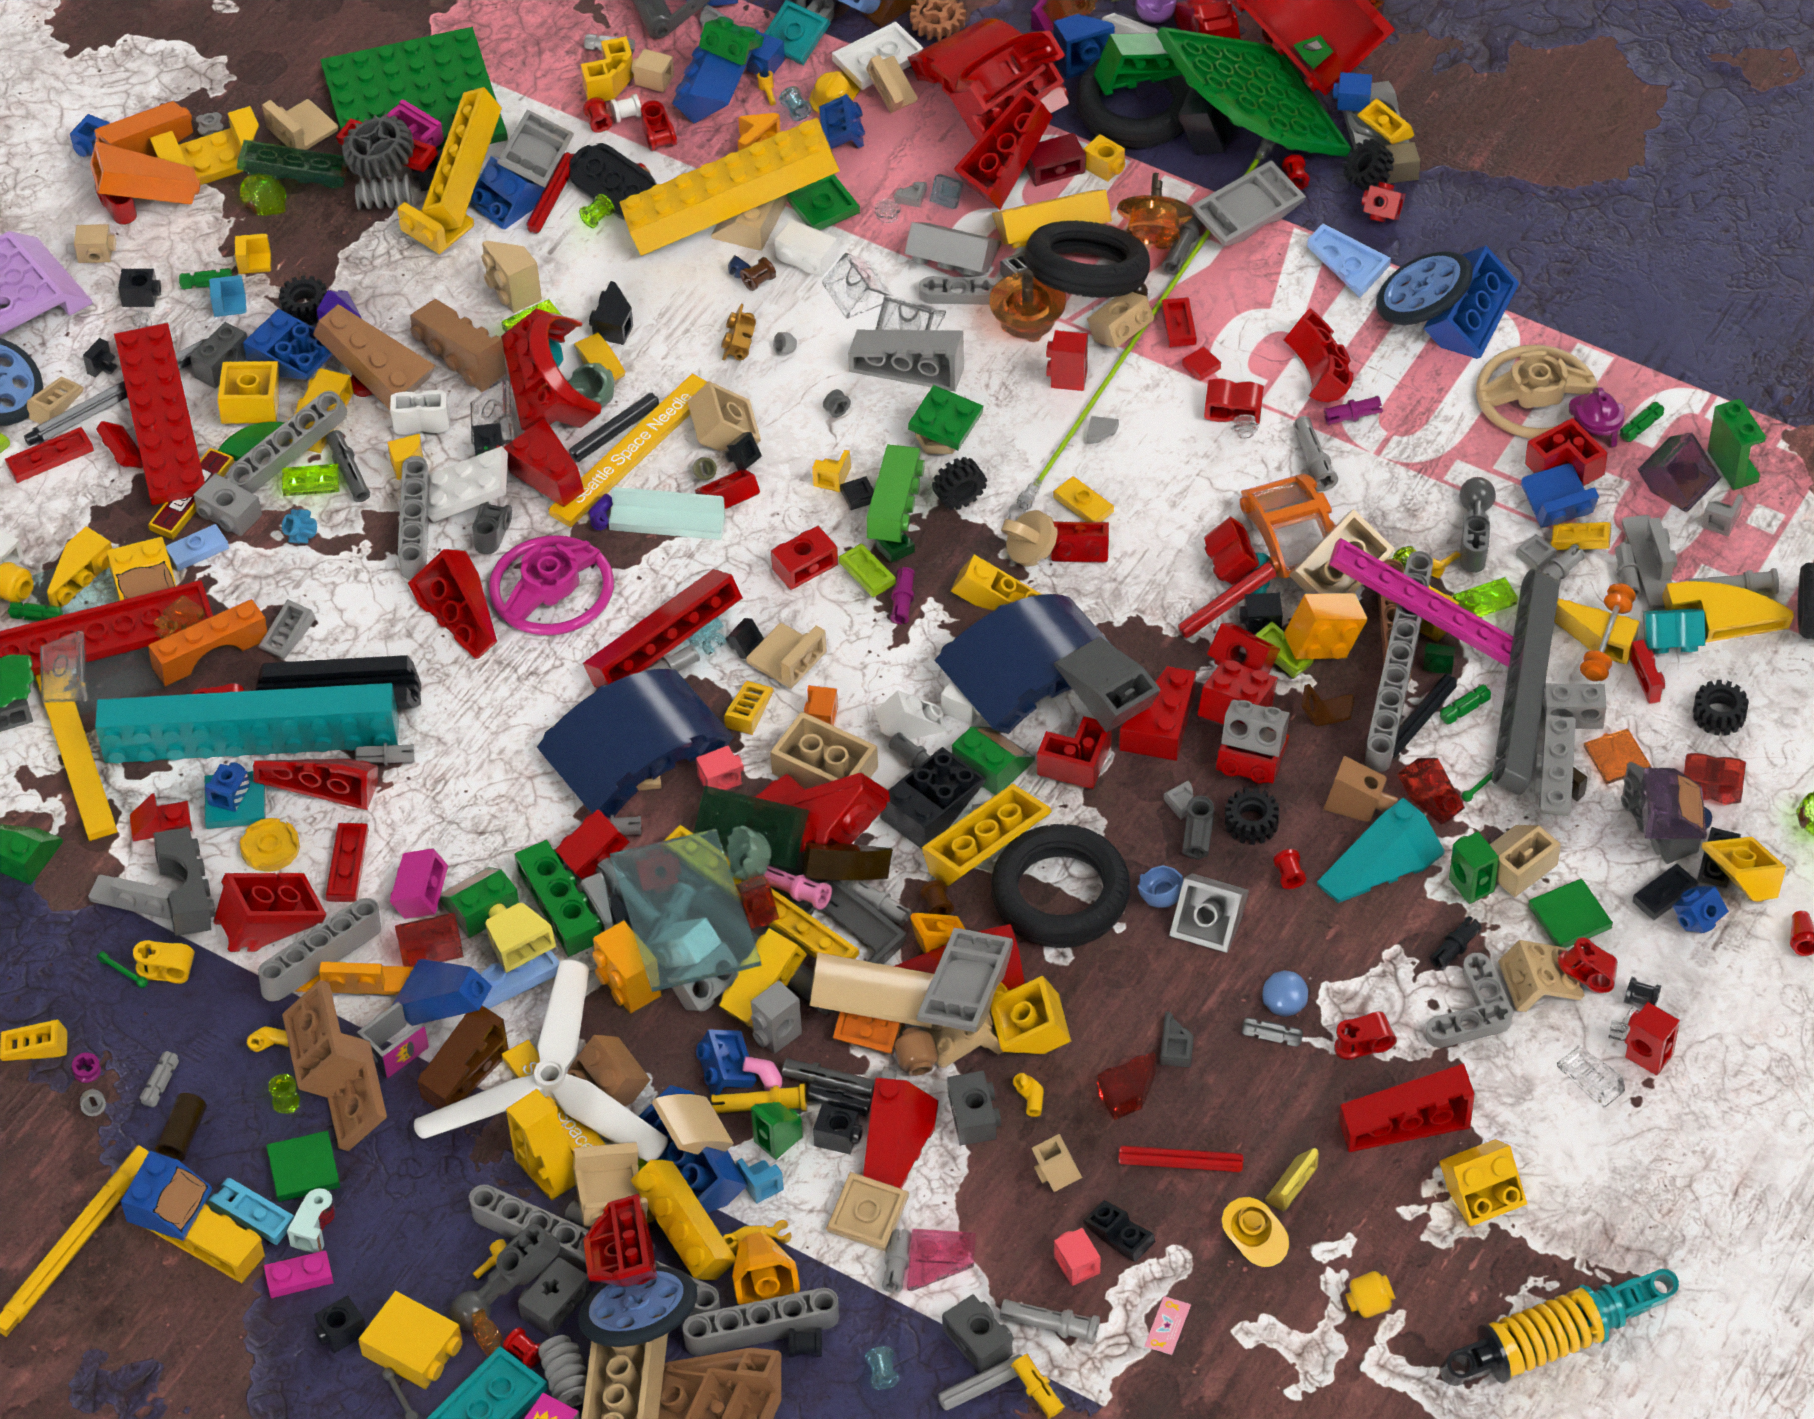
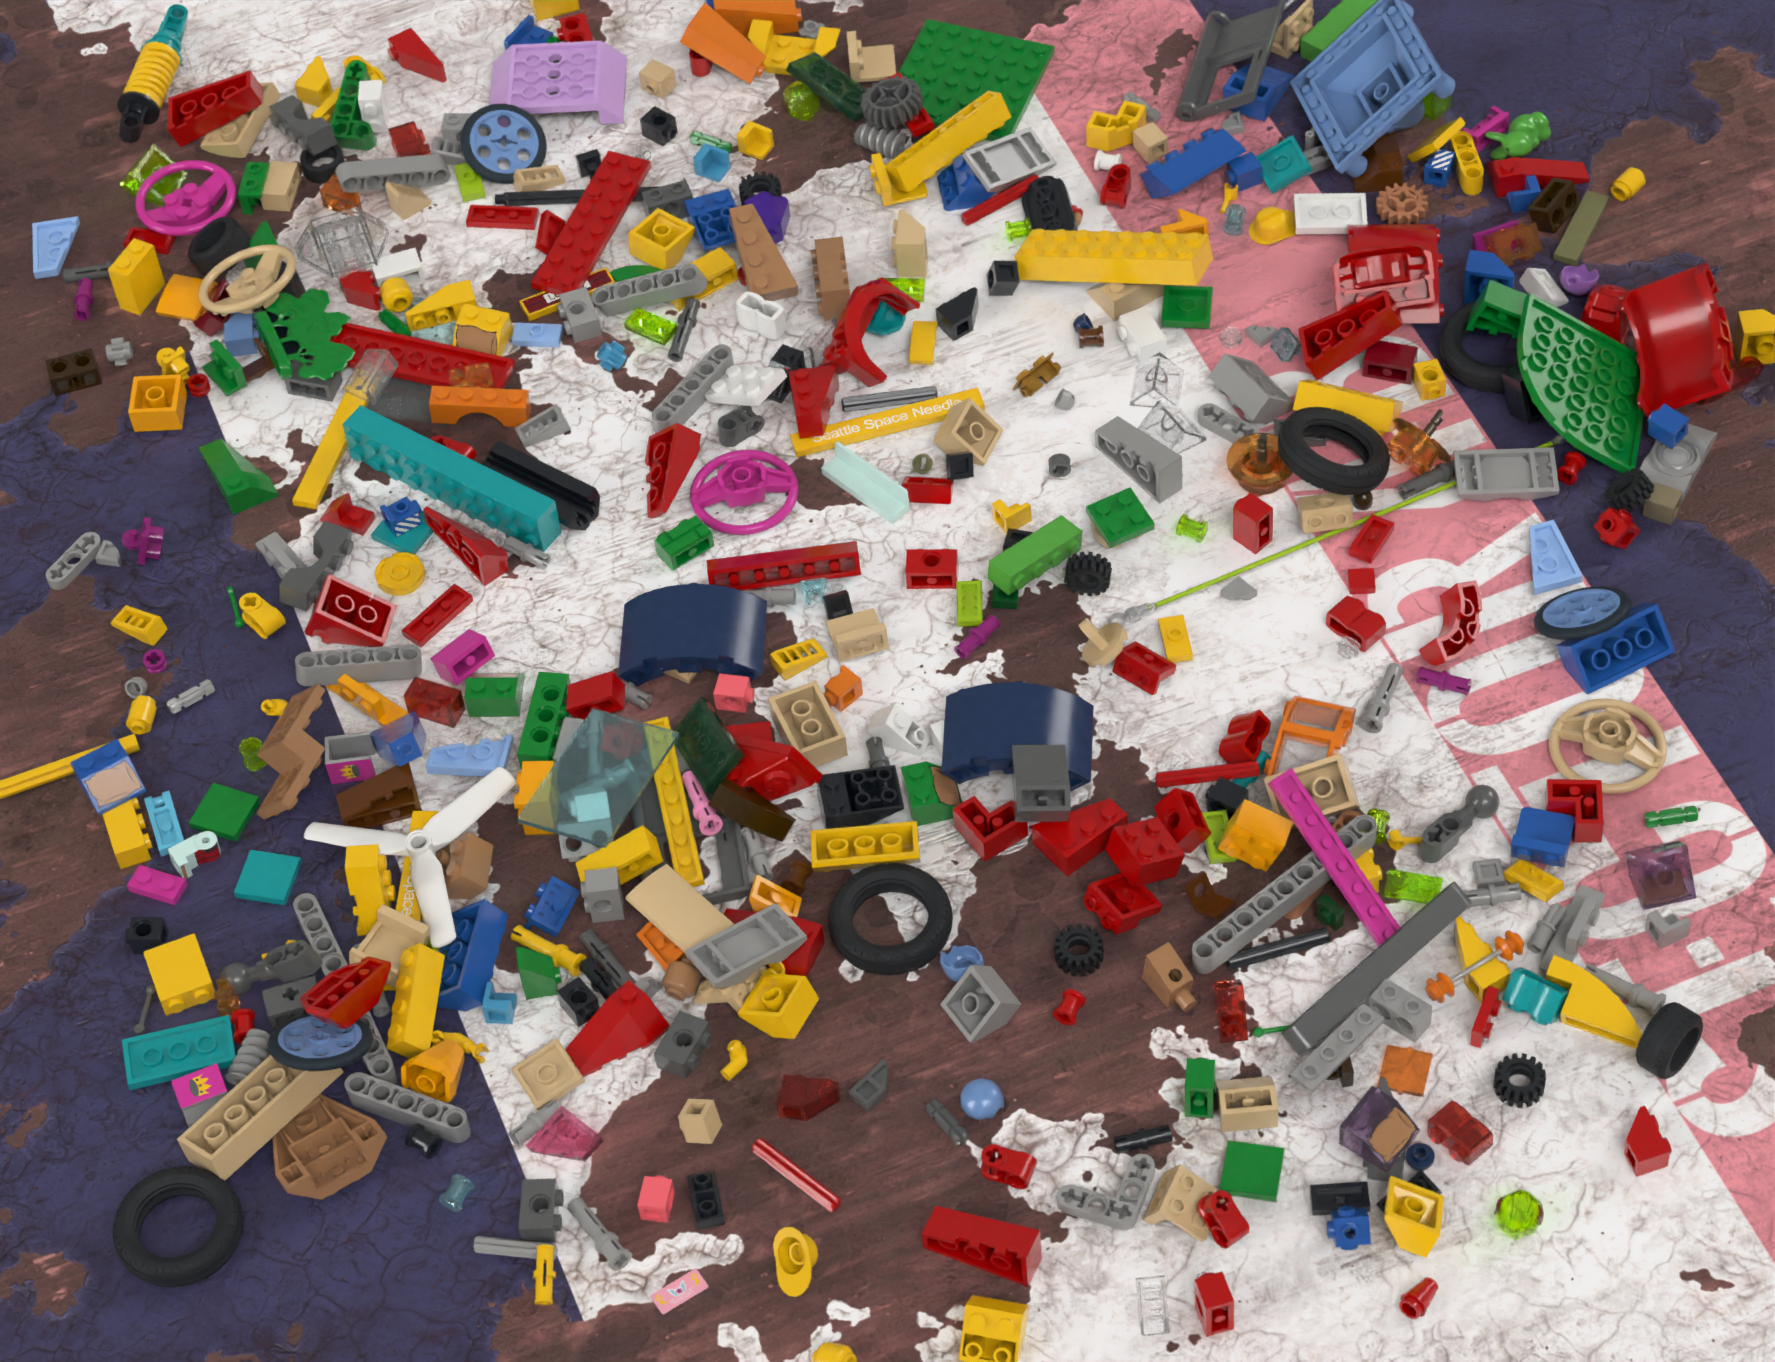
camera: 40 degrees right, 0 degrees up
(126, 1124) = (141, 714): none -> yellow brick
(181, 1126) = (172, 737): dark brown pin -> none
(402, 449) = (729, 336): yellow brick -> none
(409, 1200) = (267, 877): none -> teal tile
(422, 126) = (938, 100): dark pink hinge -> none
(518, 934) = (488, 731): light yellow torso -> none
(538, 660) = (683, 542): none -> green brick
(594, 382) = (895, 358): sand green hair -> none
(596, 111) = (1083, 157): red bush -> none
(597, 513) = (821, 457): dark purple arm -> none
(628, 260) = (1002, 278): none -> black brick
(692, 1122) = (474, 935): tan slope -> none
(729, 40) = (1212, 144): green bracket -> none
(747, 853) = (684, 763): sand green hair -> none
(757, 901) = (658, 801): clear red slope -> none
(765, 1069) = (568, 929): bright pink arm -> none
(842, 121) = (1256, 252): blue bracket -> none
(891, 83) = (1318, 239): tan panel -> none
(988, 586) = (1043, 665): yellow slope -> none
(1011, 396) = (1192, 528): none -> clear neon green bush
(1178, 798) = (1042, 907): light grey tile -> none
(1198, 828) = (1029, 936): dark grey piece -> none
(1254, 734) = (1128, 882): light grey brick -> none
(1293, 1180) = (861, 1243): light yellow slope -> none
(1313, 50) = (1662, 376): green slope -> none
(1386, 122) = (1673, 464): yellow slope -> none
(1391, 847) = (1154, 1036): teal wedge -> none
(1465, 704) = (1320, 960): green axle -> none
(1598, 413) = (1630, 794): magenta helmet -> none
(1642, 993) = (1247, 1266): black bush -> none
(1730, 443) = (1720, 876): green panel -> none

